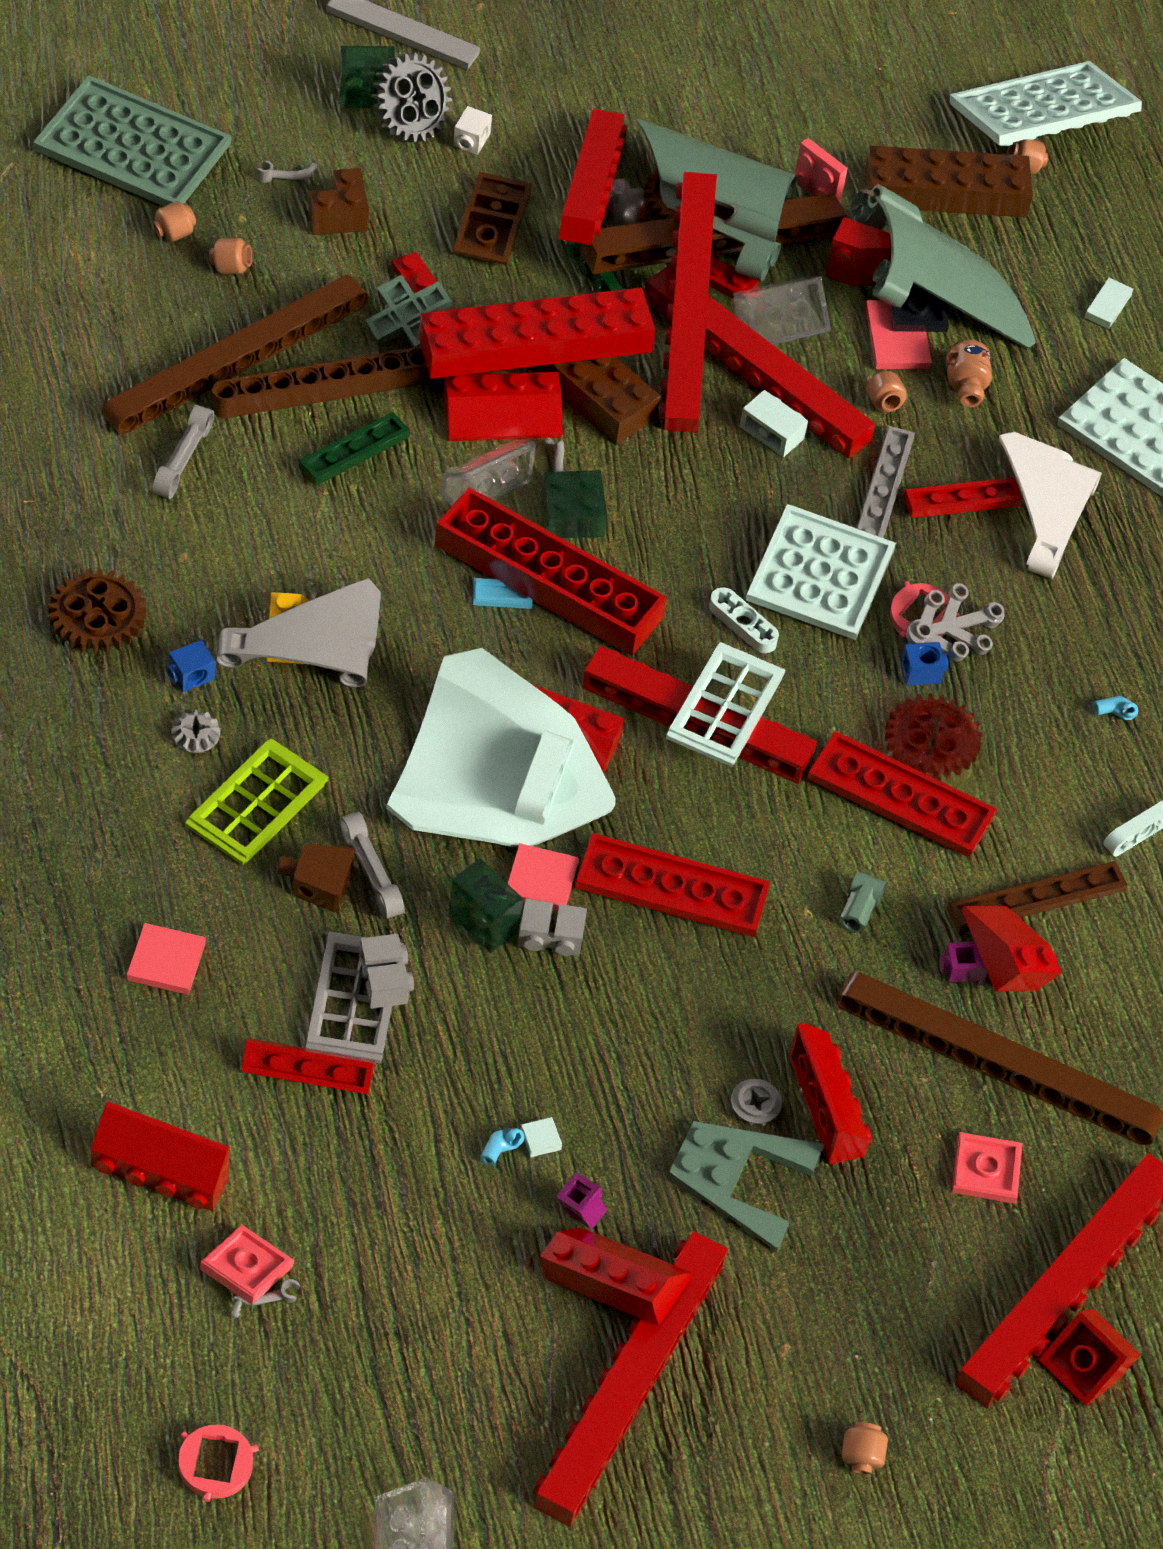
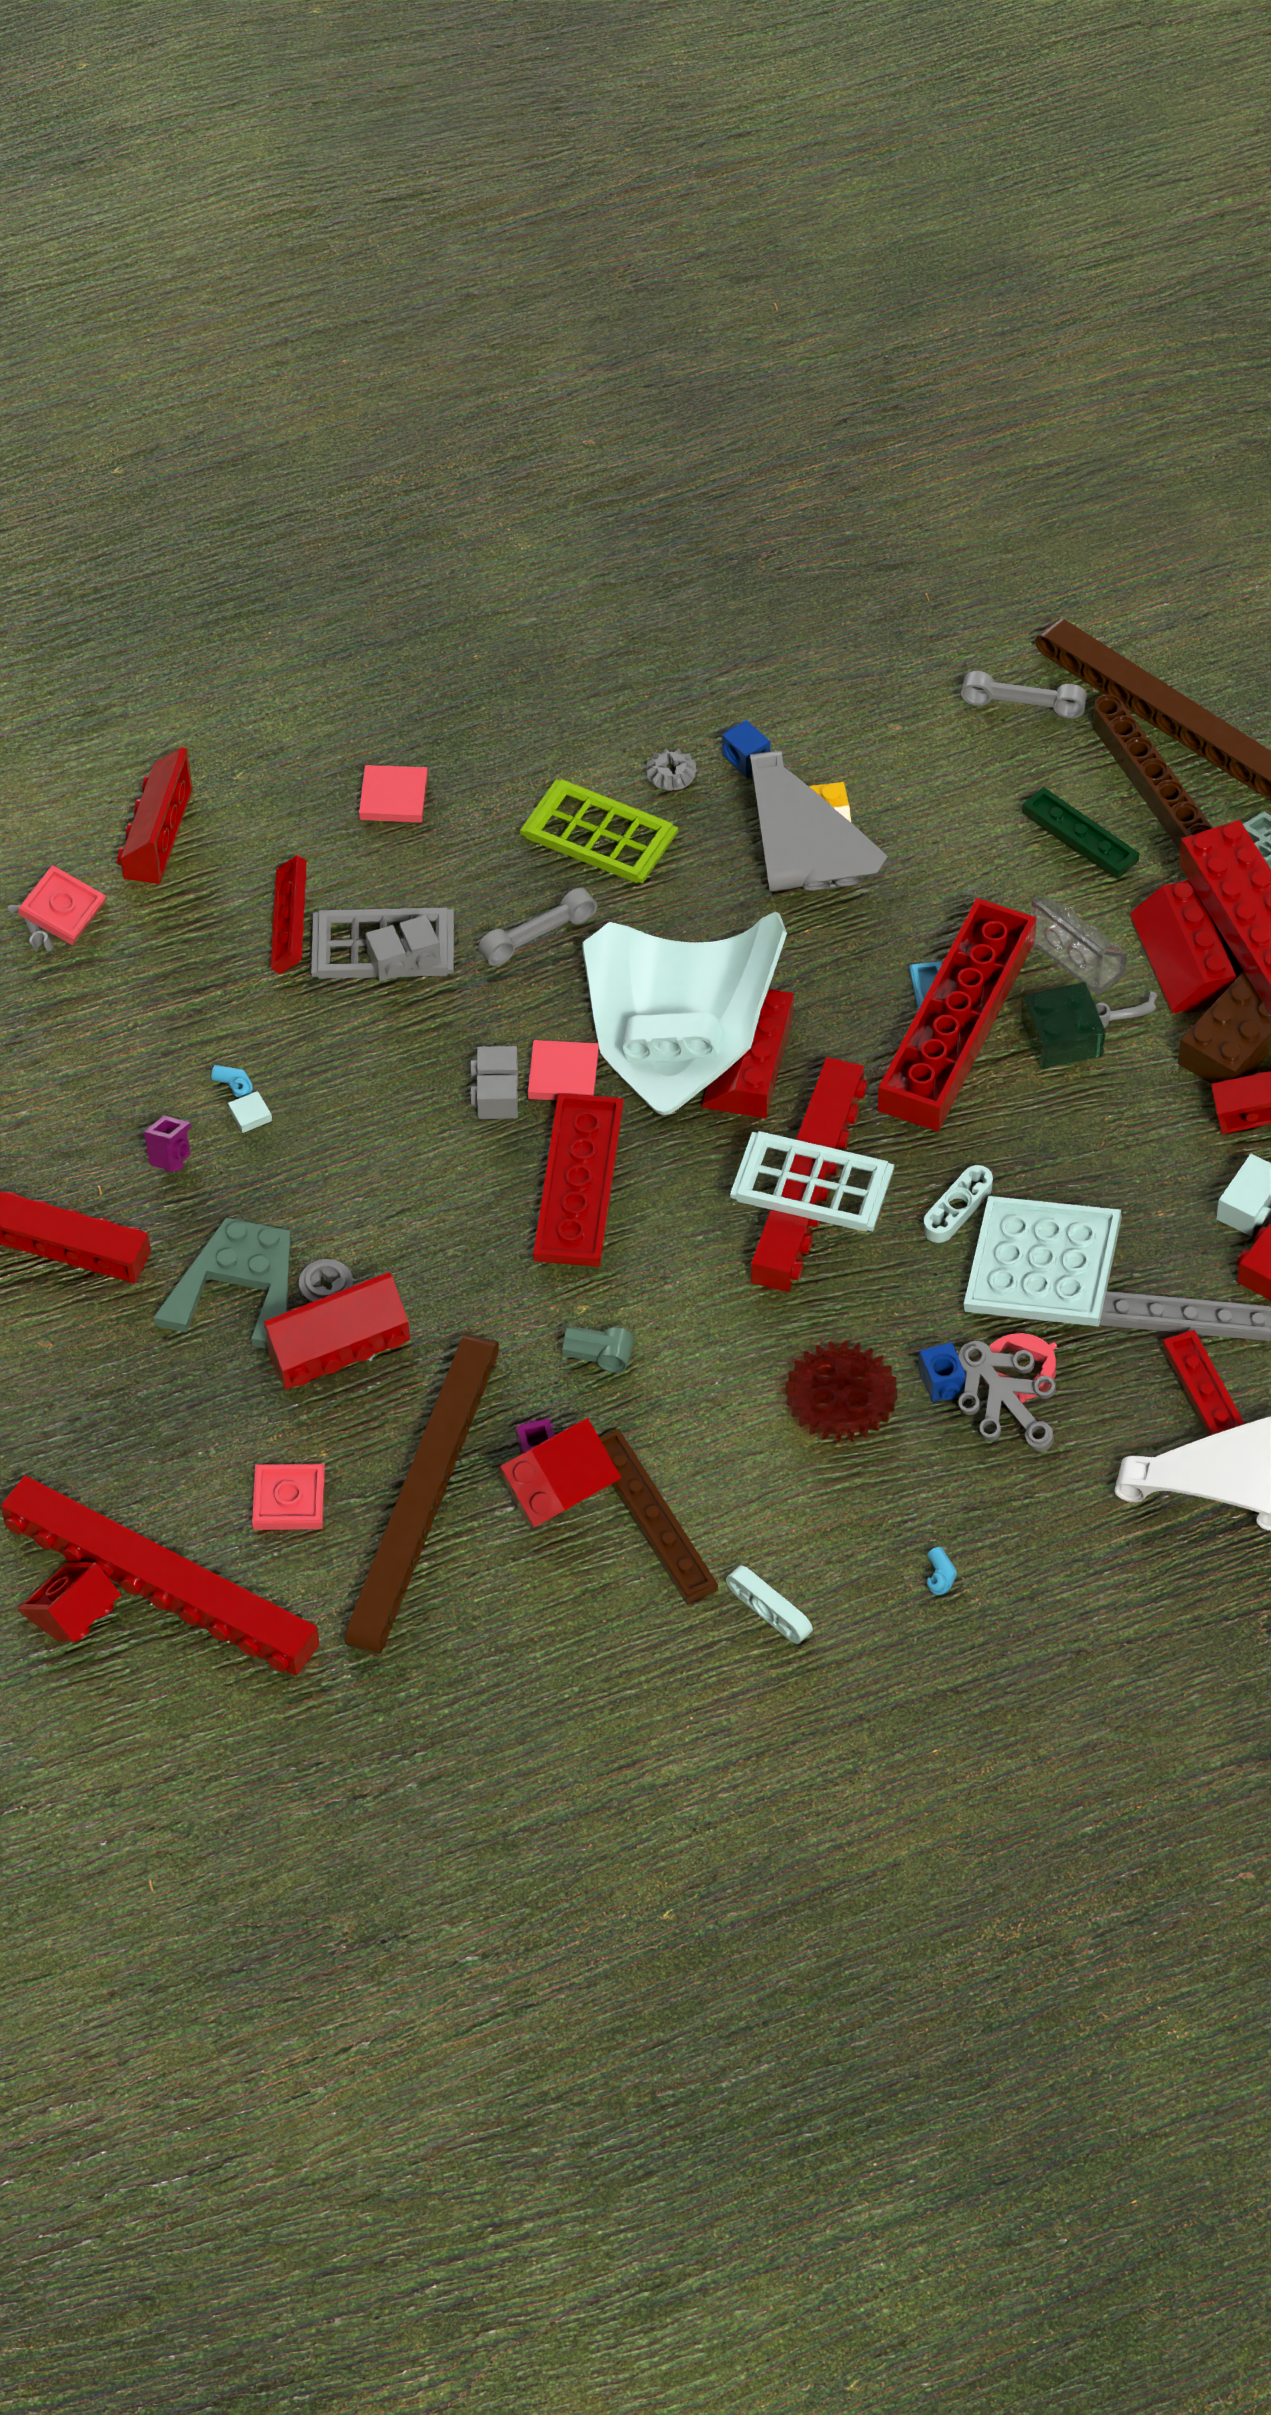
camera: 90 degrees right, 0 degrees up
(97, 611) = (793, 665): reddish brown gear -> none
(320, 874) = (514, 889): reddish brown torso -> none
(485, 905) = (499, 1011): clear green brick -> none
(613, 1273) = (89, 1173): red slope -> none
(902, 794) = (754, 1372): red plate -> none

